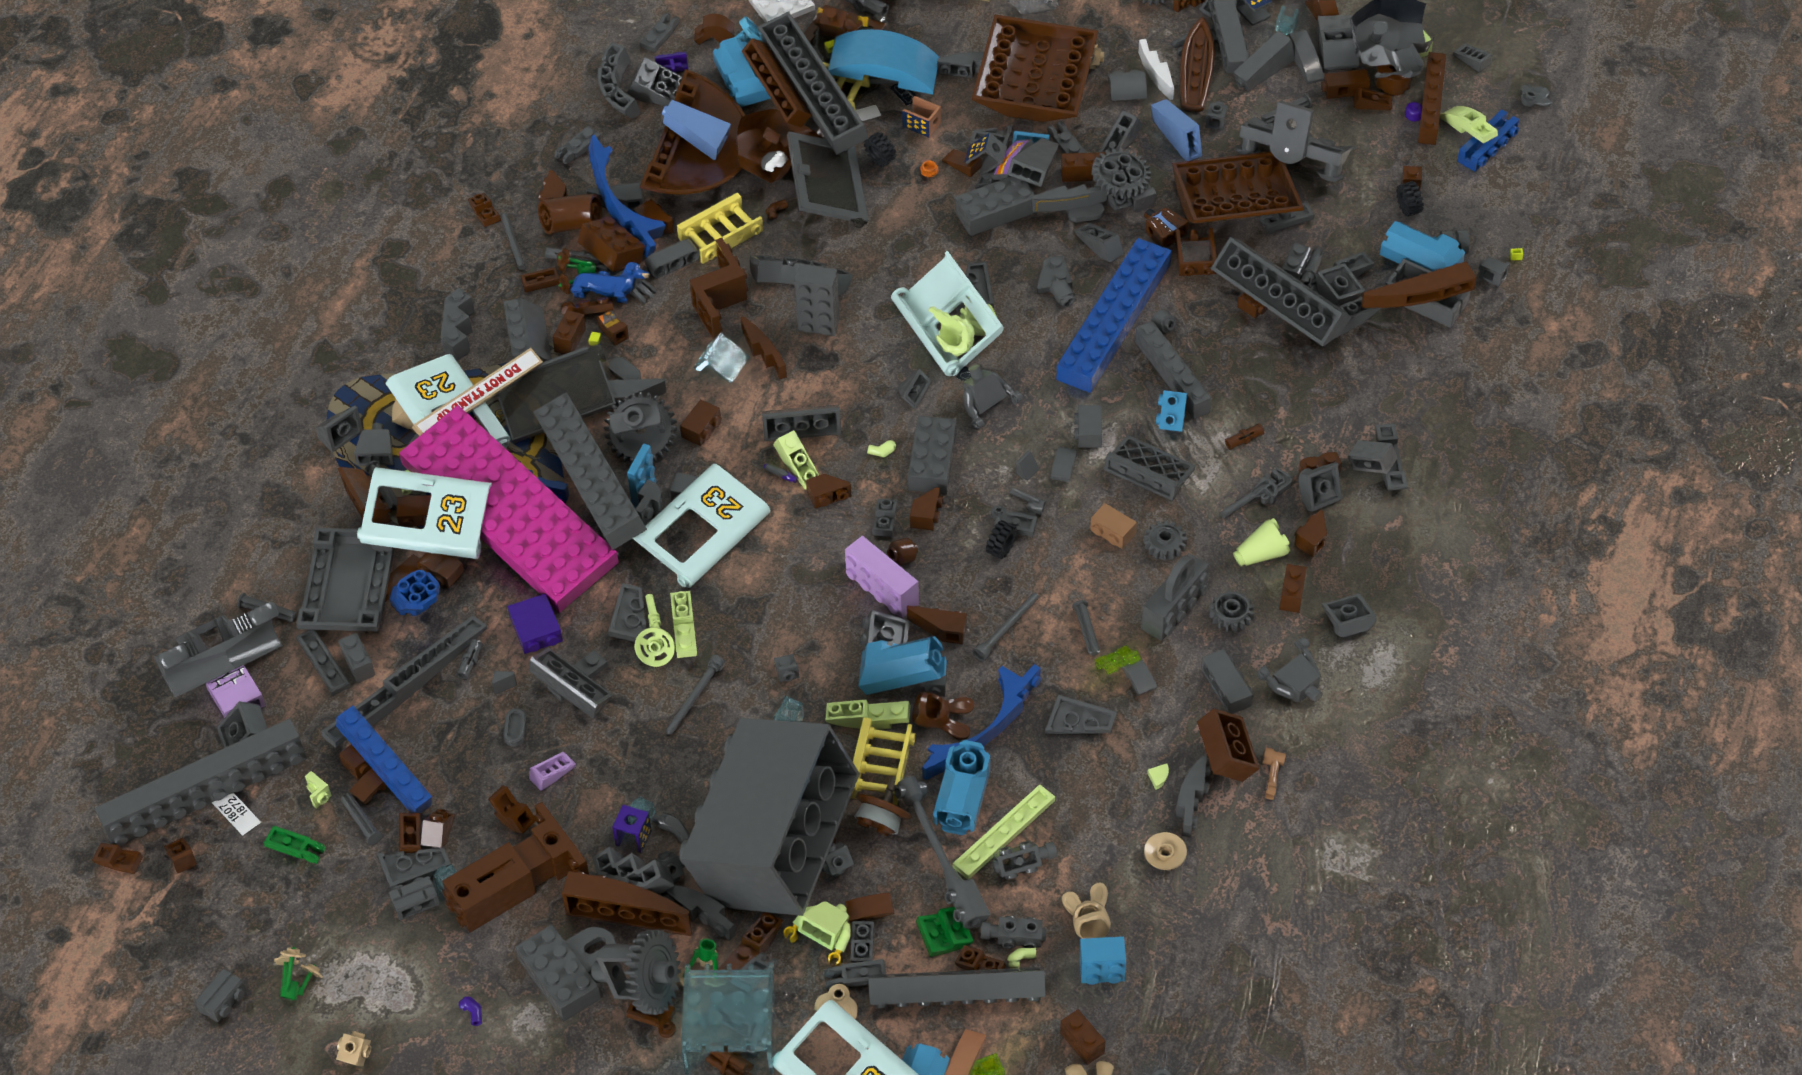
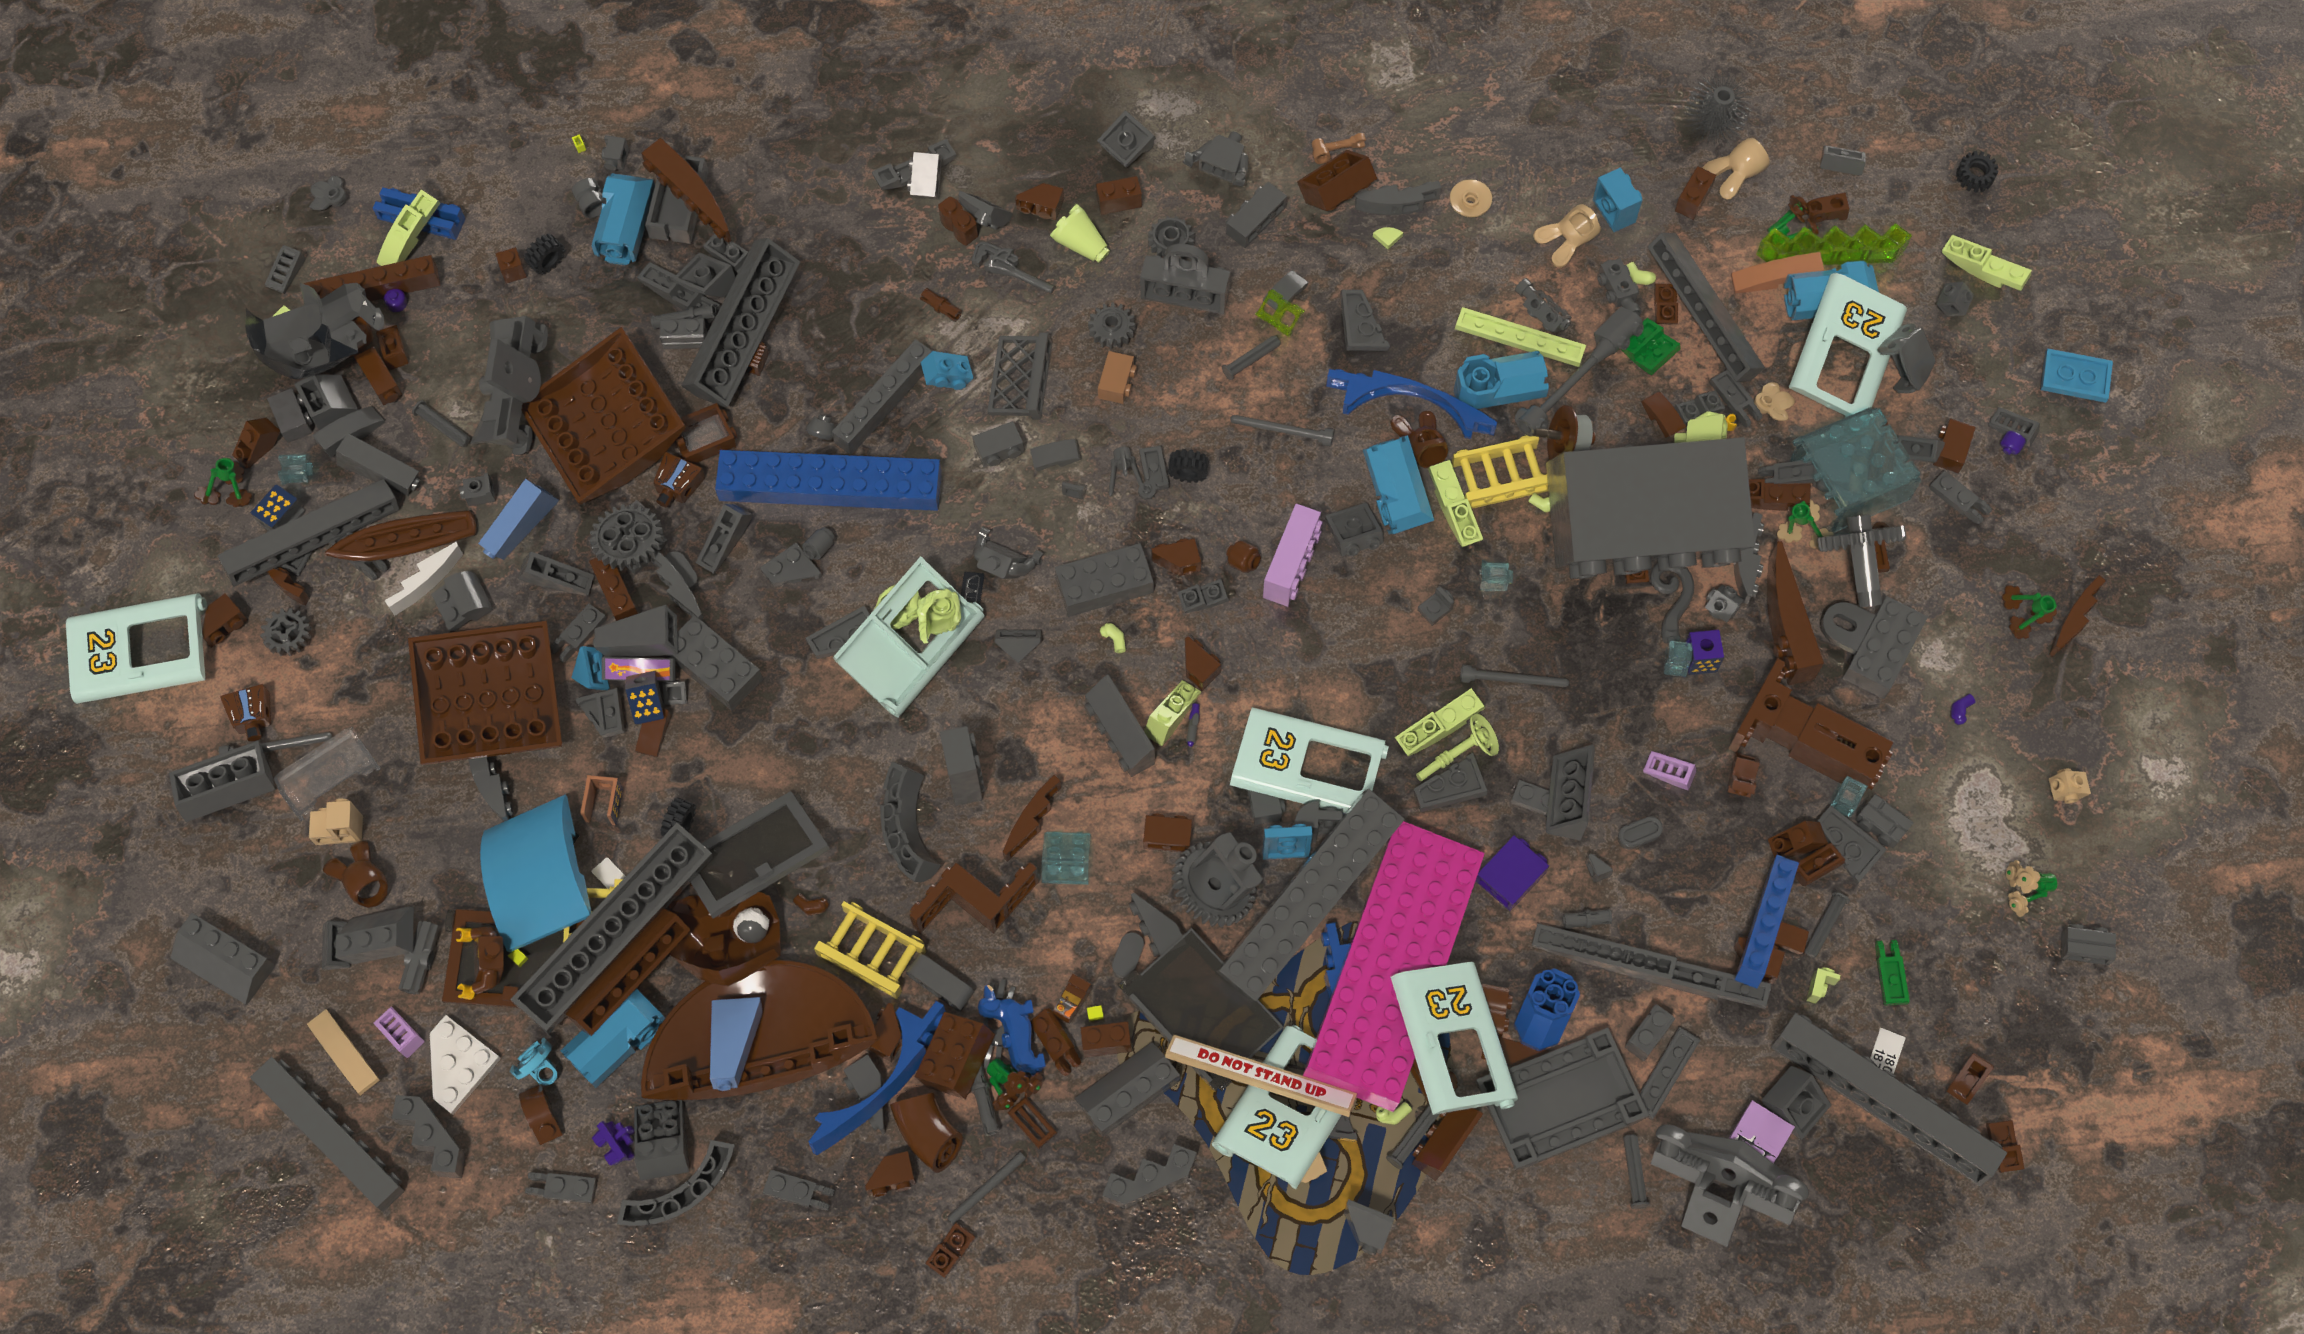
camera: 115 degrees left, 15 degrees up
(374, 445) = (1367, 1173): dark grey torso -> none
(633, 870) = (1757, 621): dark grey brick -> none
(929, 168) = (680, 762): orange plate -> none
(942, 624) = (1314, 478): reddish brown slope -> none

